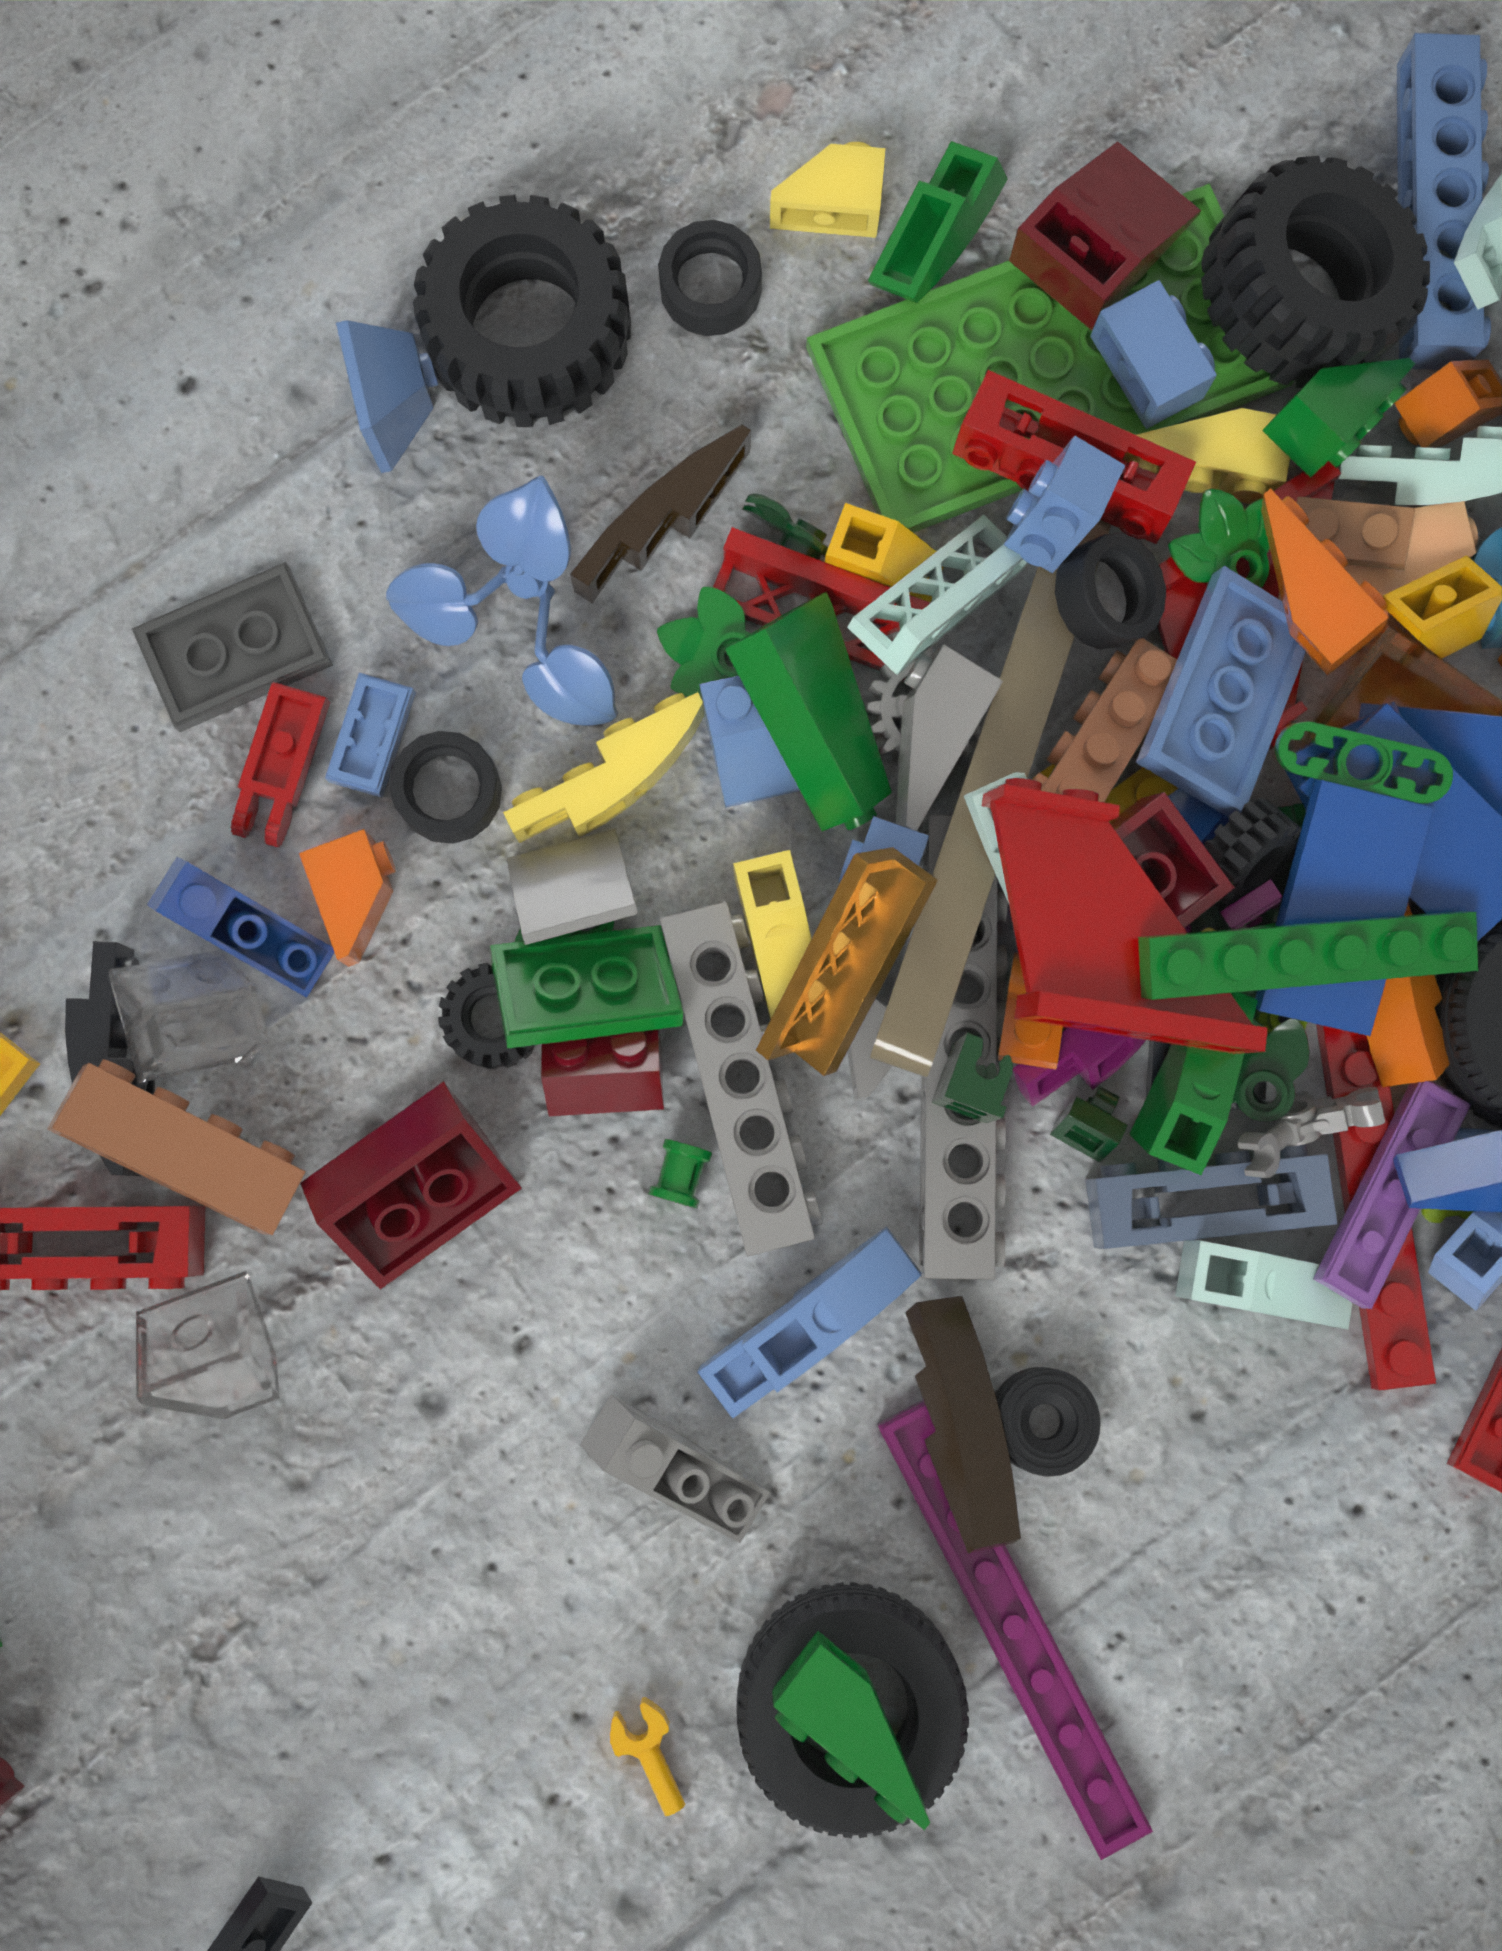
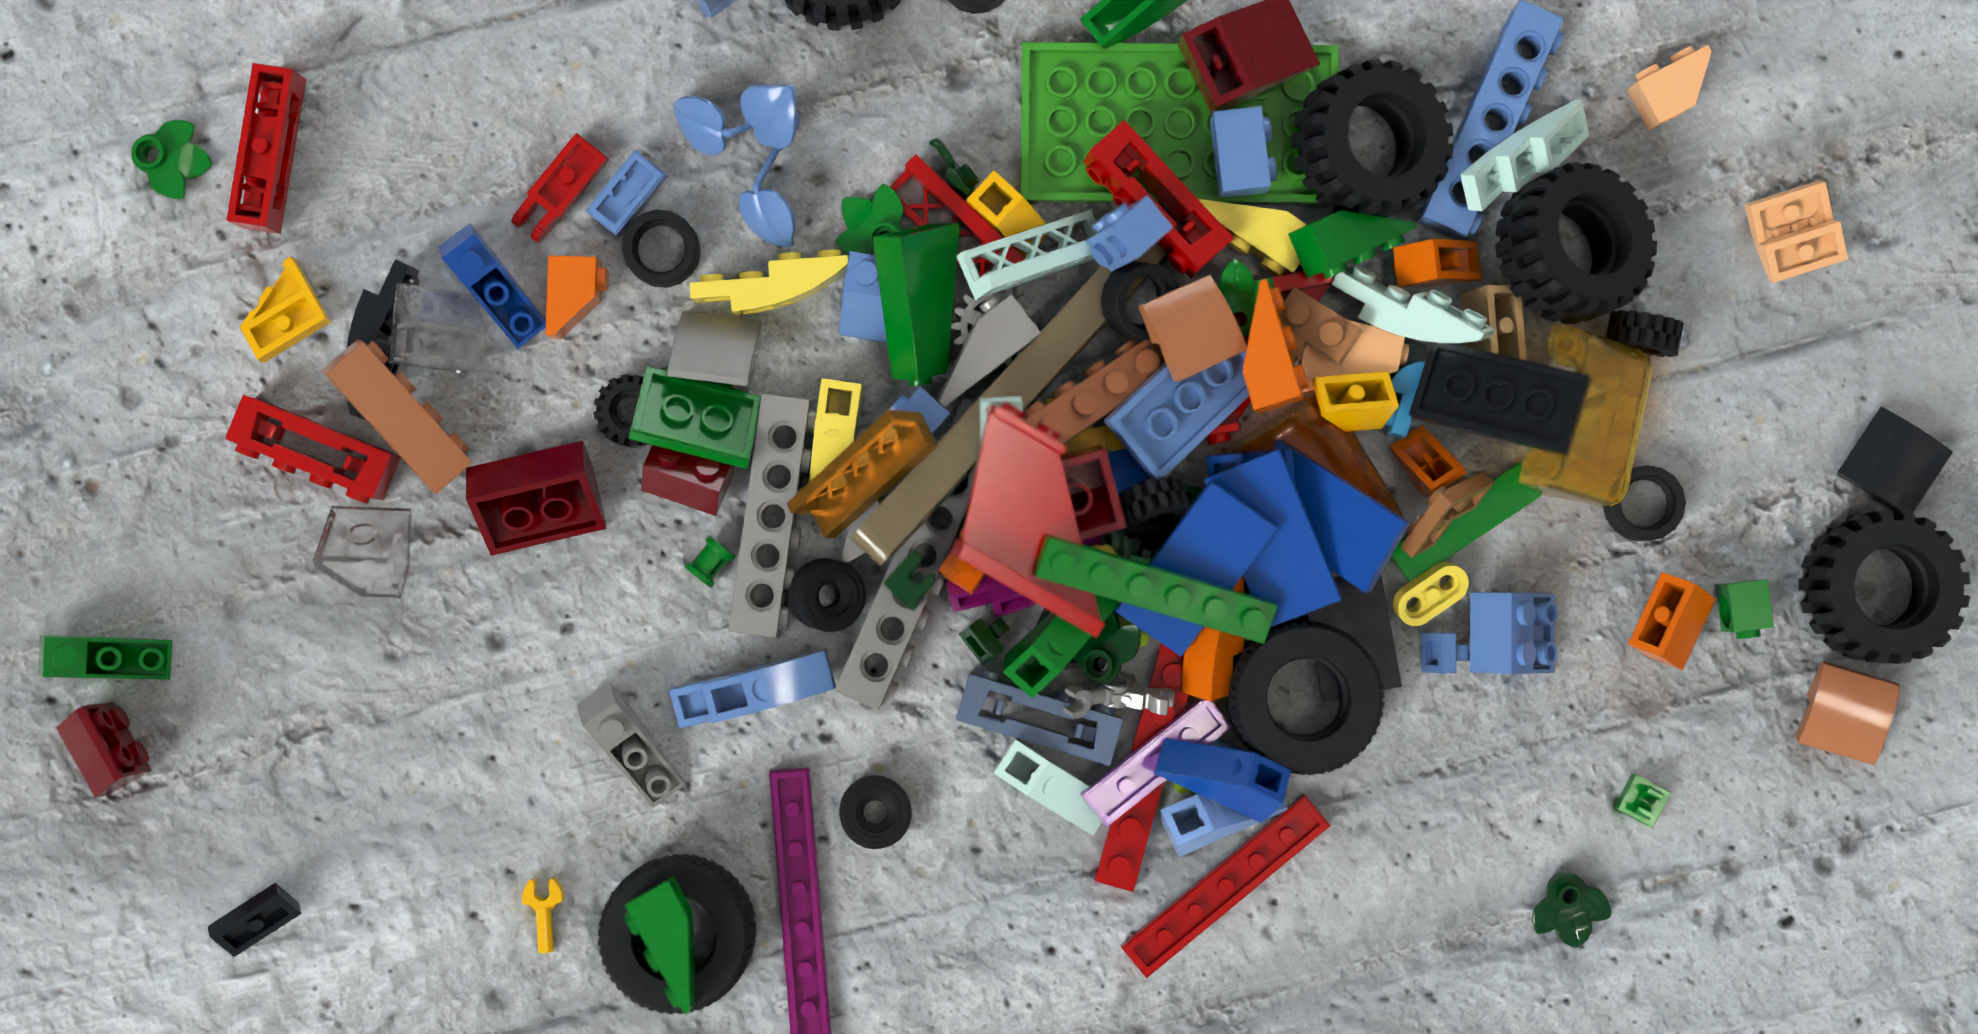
camera: 25 degrees right, 5 degrees up
(231, 647) = (560, 96): dark grey tile -> none
(674, 501) = (892, 117): dark brown slope -> none
(888, 1148) = (848, 600): none -> black tyre
(969, 1433) = (823, 792): dark brown slope -> none
(1198, 595) = (1193, 327): none -> nougat slope
(1248, 909) = (1139, 544): magenta tile -> none
(1401, 788) = (1227, 454): green beam -> none

